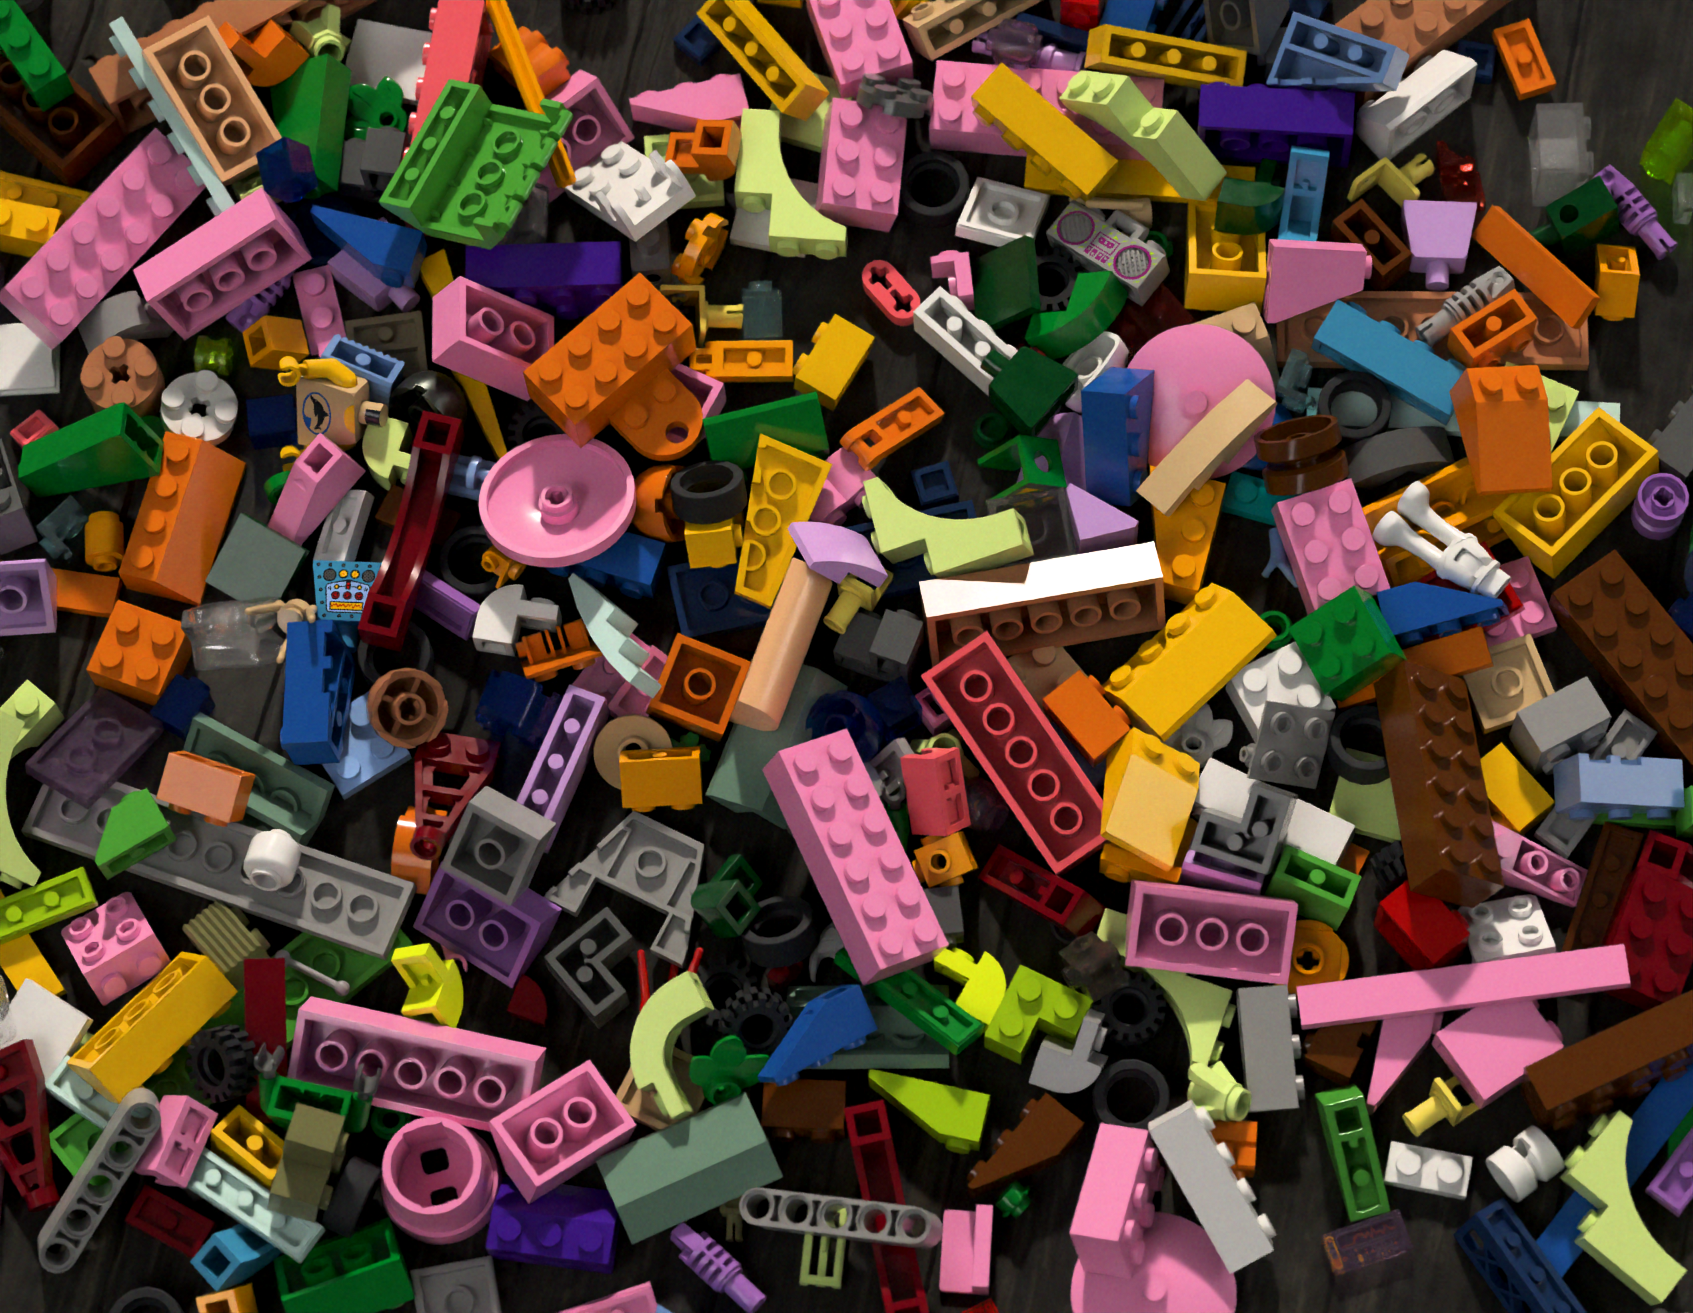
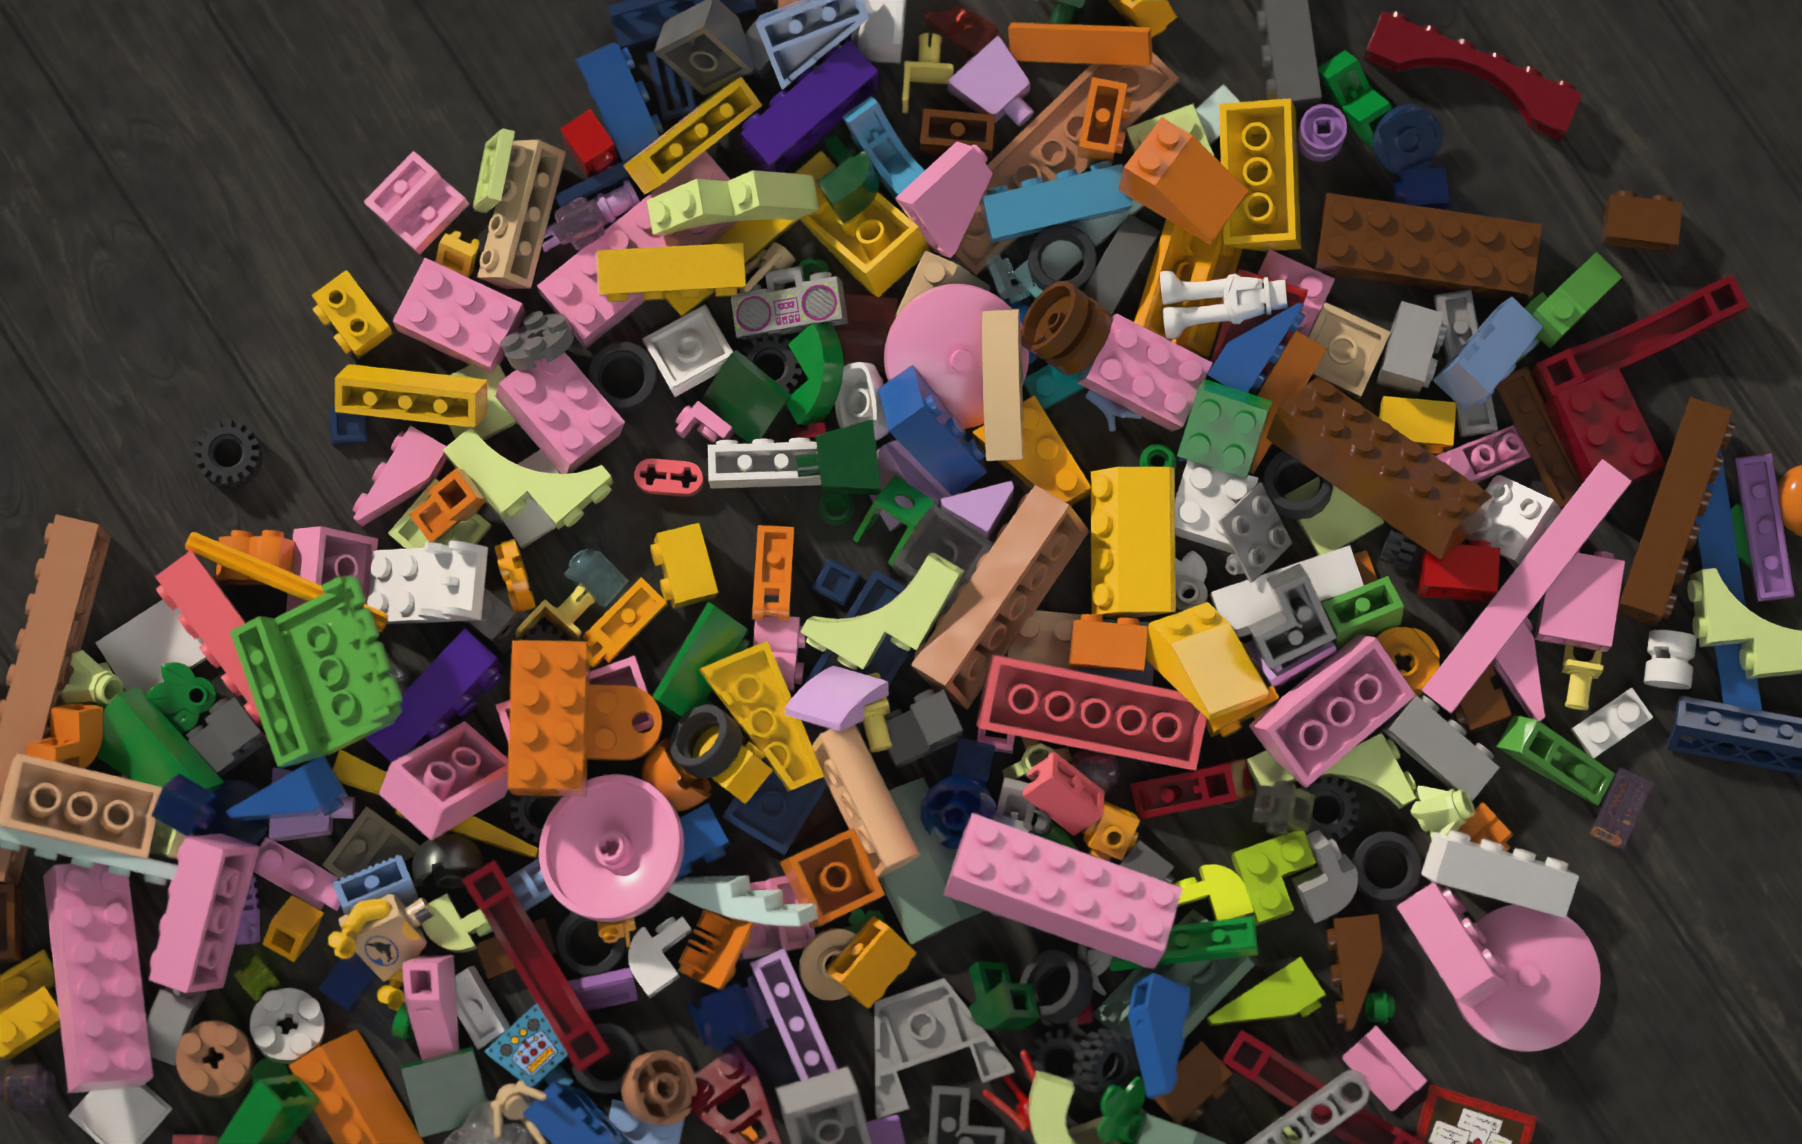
camera: 50 degrees left, 10 degrees up
(1465, 303) = (1064, 115): light grey hinge -> none

